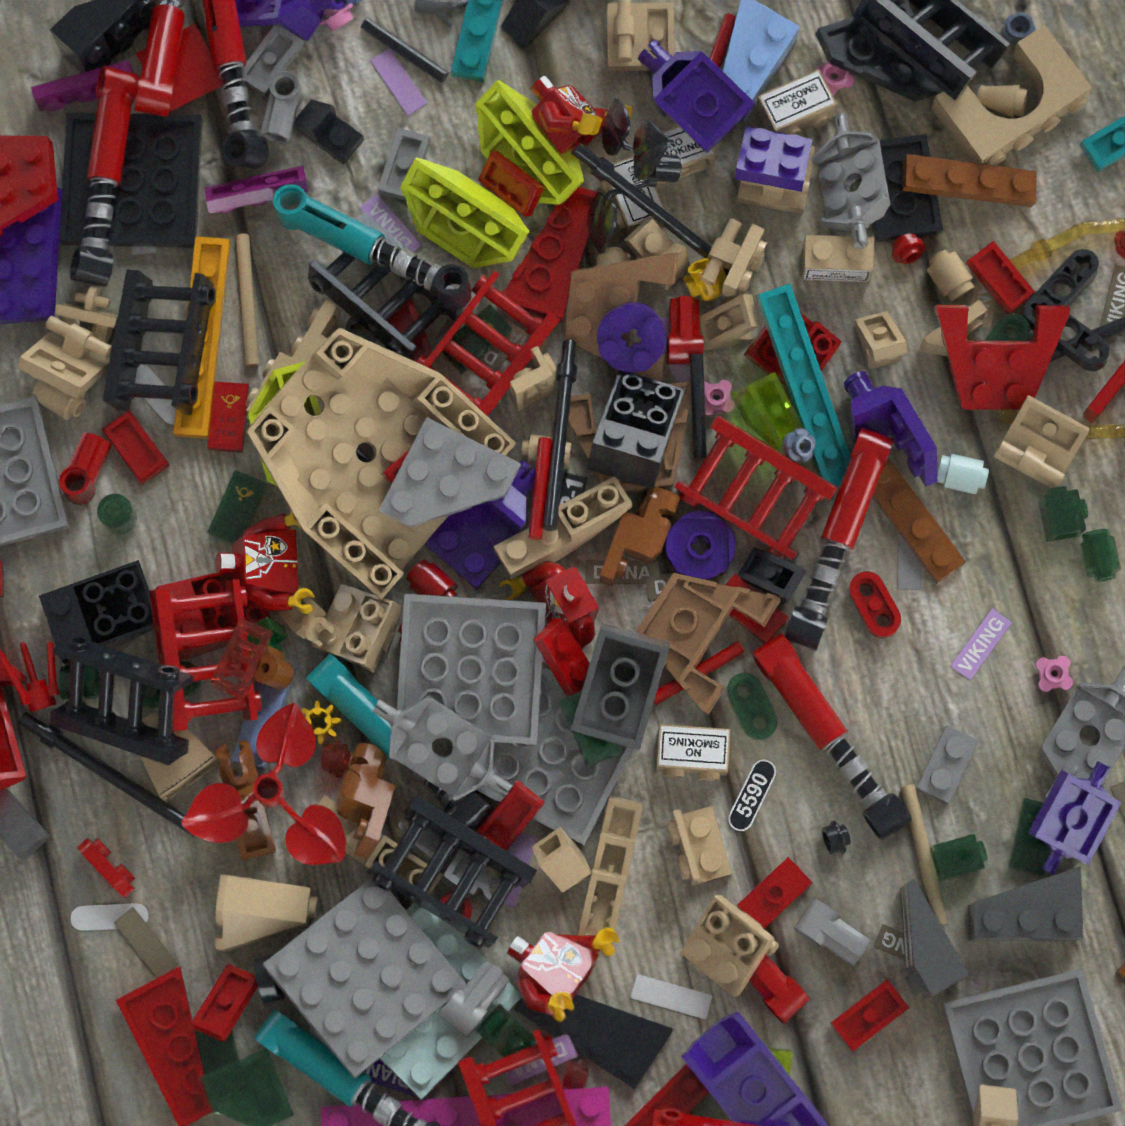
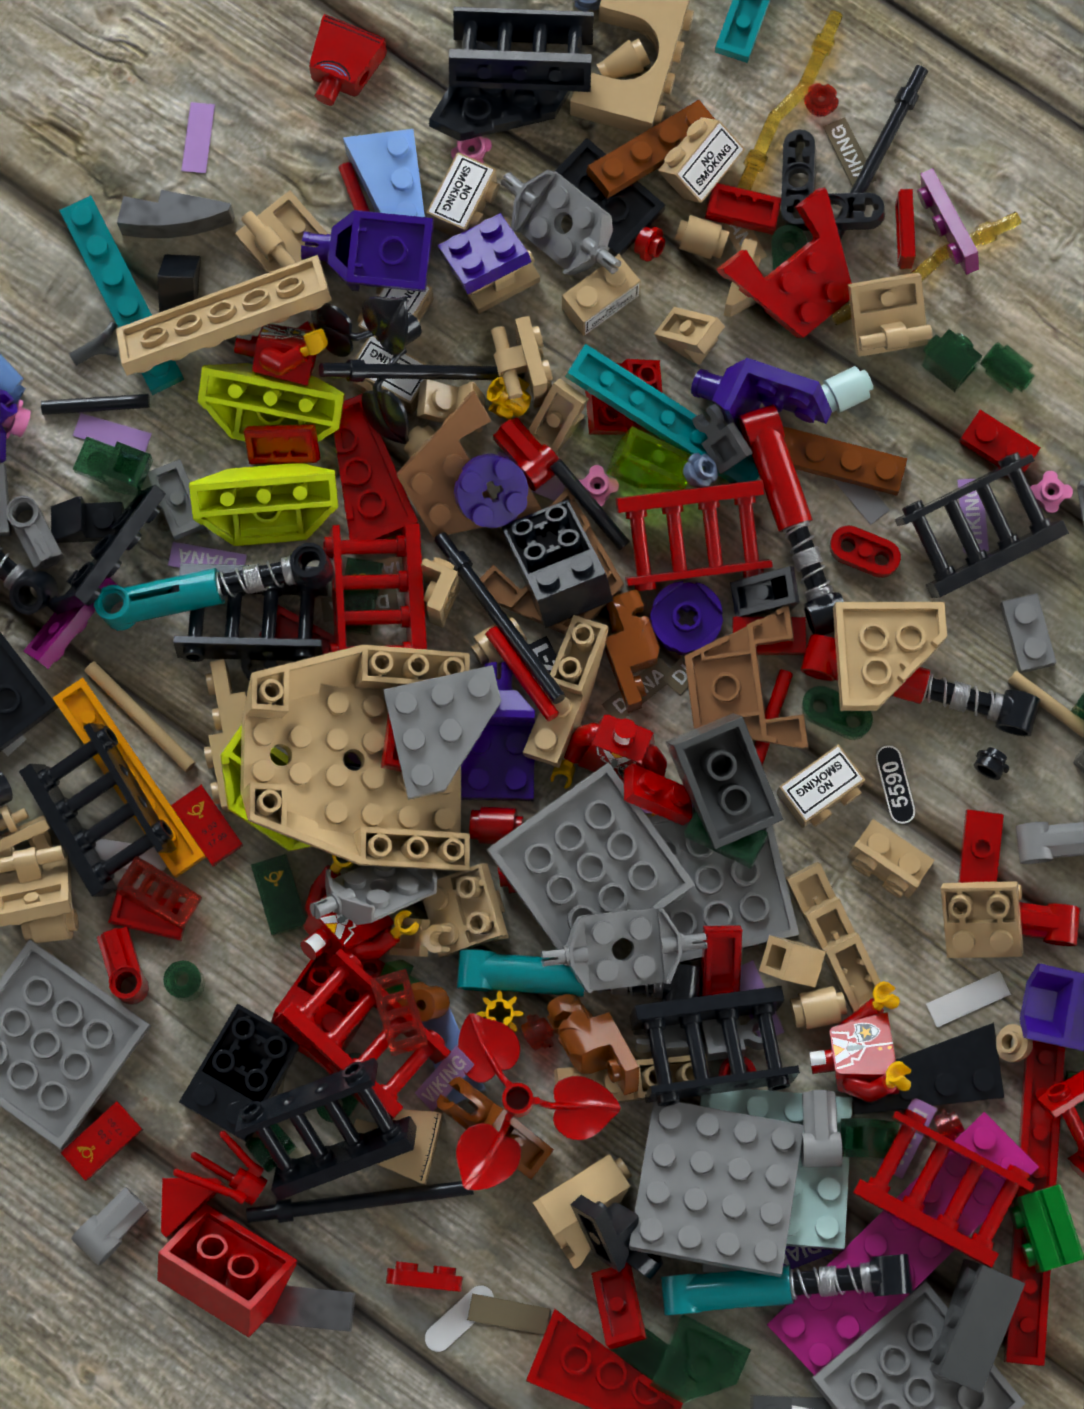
camera: 40 degrees left, 0 degrees up
(146, 408) = (152, 874): none -> clear red slope
(247, 731) = (438, 1081): none -> lavender sticker
(258, 938) = (606, 1229): none -> black slope
(286, 169) = (106, 553): none -> black wing
(286, 554) = (374, 892): none -> light grey plate
(377, 103) = (118, 466): none -> clear green brick
(543, 54) = (222, 315): none -> tan plate
(552, 910) = (818, 1008): none -> tan brick
(670, 1055) = (1021, 1048): none -> tan plate
(822, 685) = (882, 647): none -> tan plate
(833, 439) = (724, 443): none -> dark grey plate
(987, 688) = (1010, 545): none -> black fence
(997, 215) = (701, 159): none -> brick
(1046, 607) = (995, 440): none -> red plate

